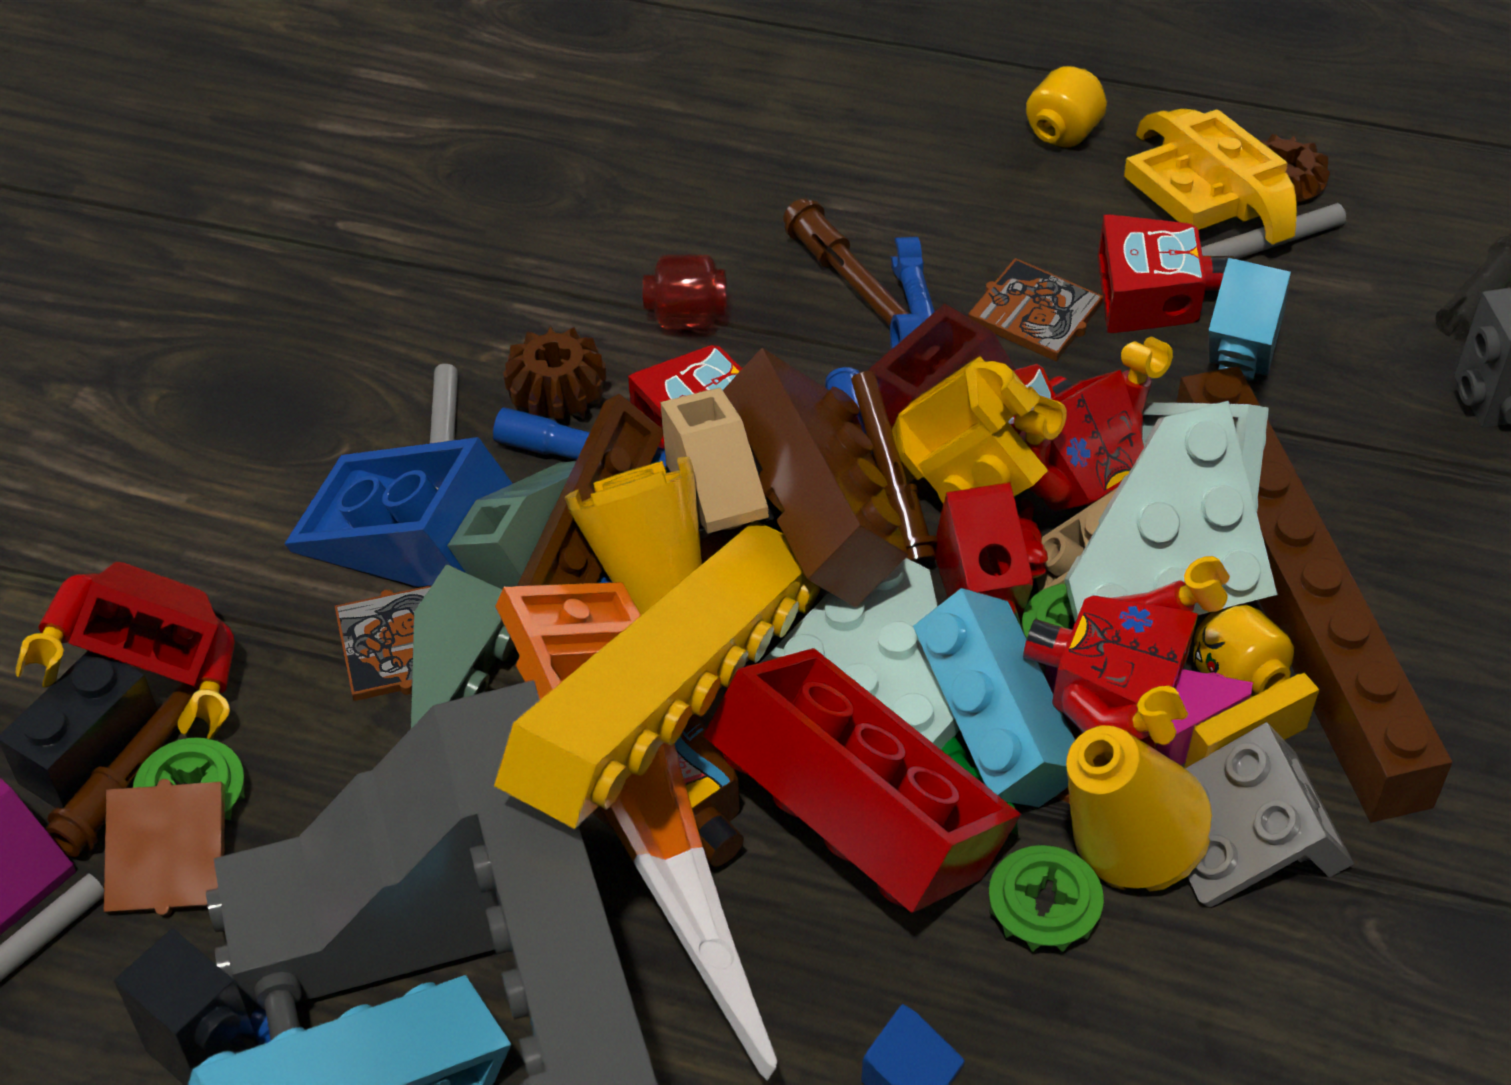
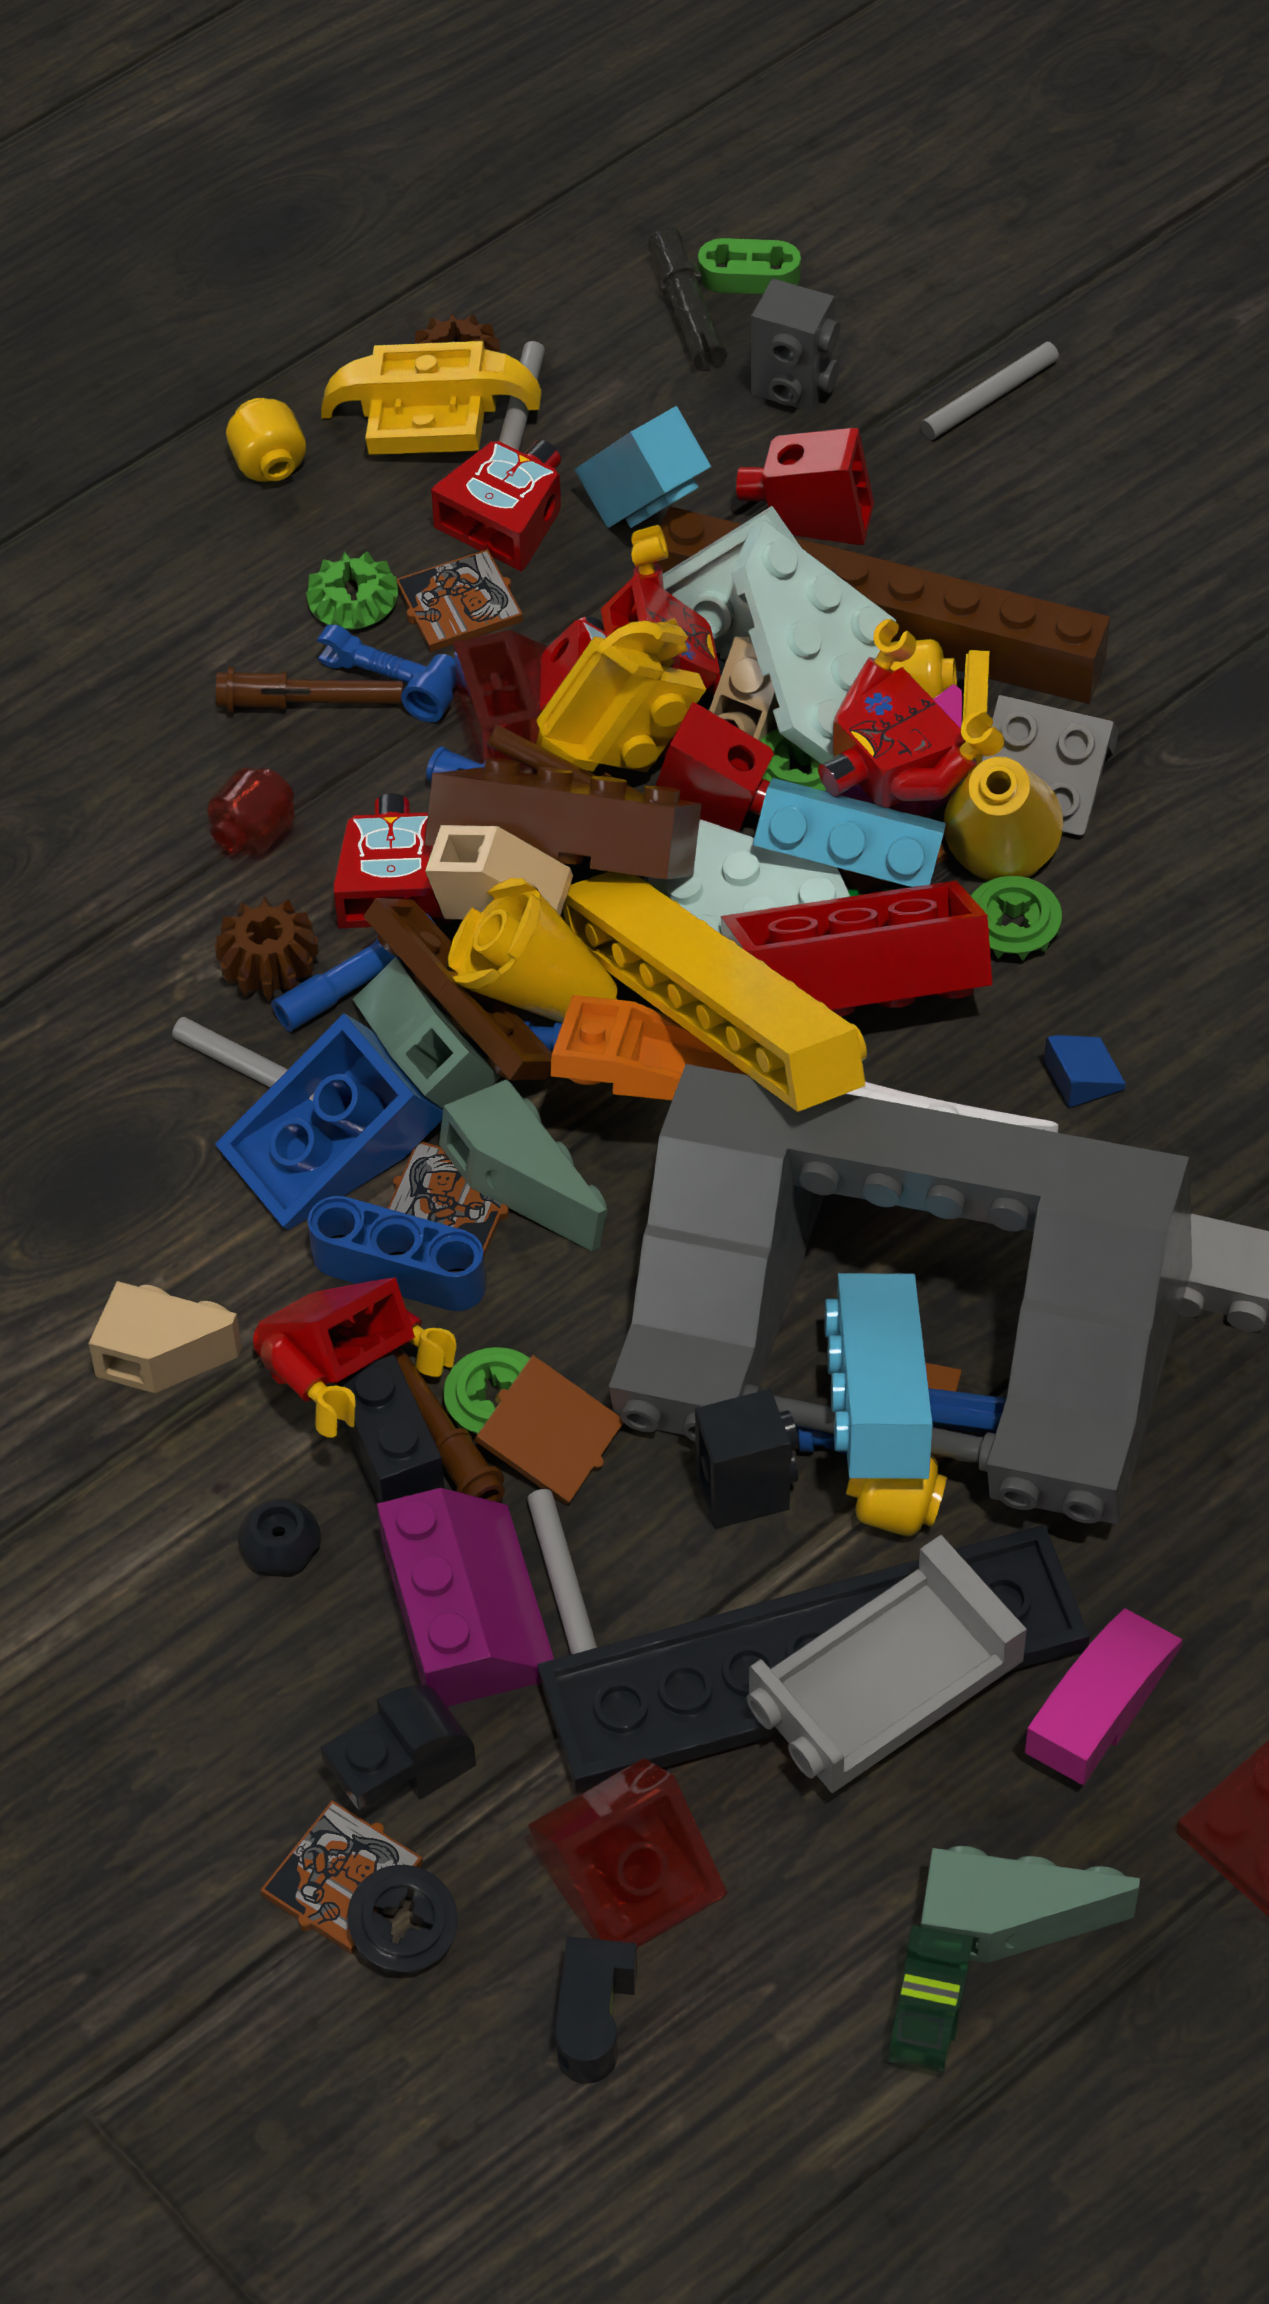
camera: 55 degrees left, 5 degrees up
(97, 513) = (160, 1339): none -> tan slope
(291, 631) = (378, 1231): none -> blue beam
(976, 252) = (375, 593): none -> bright green gear
(1381, 462) = (814, 485): none -> red torso

